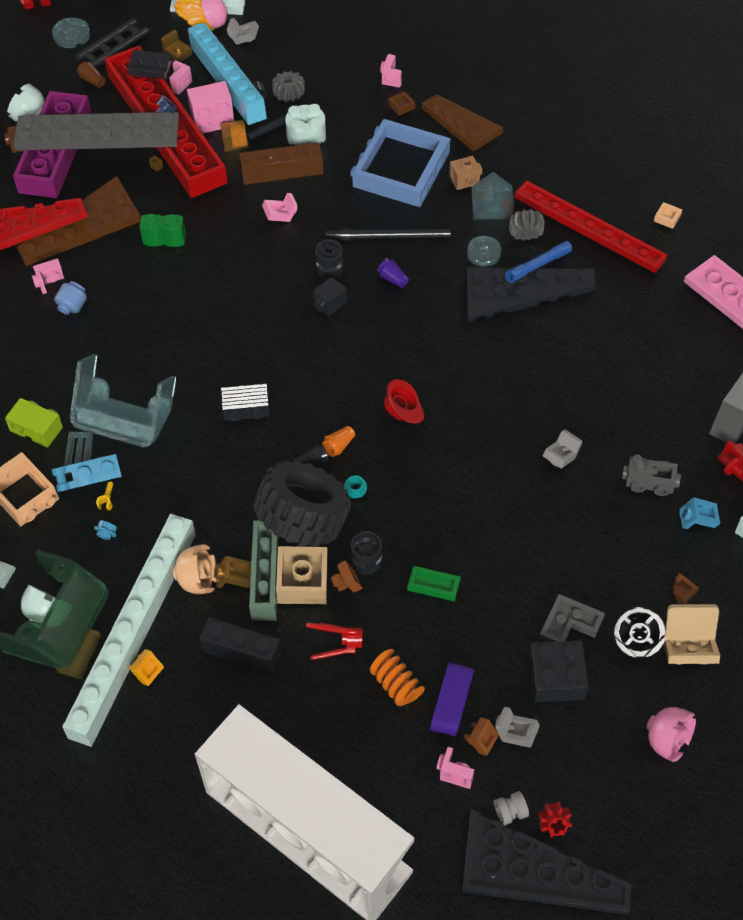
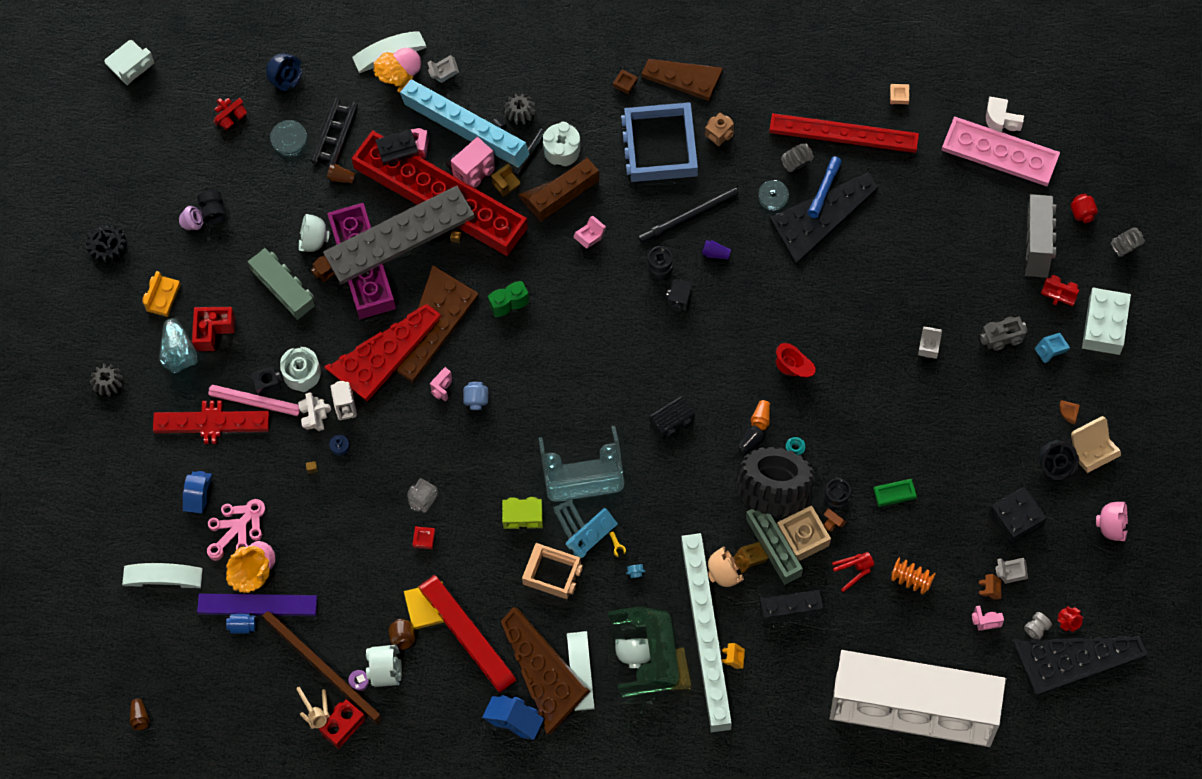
camera: 25 degrees left, 10 degrees up
(165, 105) = (443, 184): dark blue tile -> none
(175, 47) = (394, 112): pearl gold bracket -> none
(390, 75) = (597, 58): bright pink bracket -> none
(452, 699) = (957, 571): dark purple beam -> none
(492, 198) = (753, 143): clear light blue slope -> none
(567, 615) = (1002, 470): dark grey plate -> none

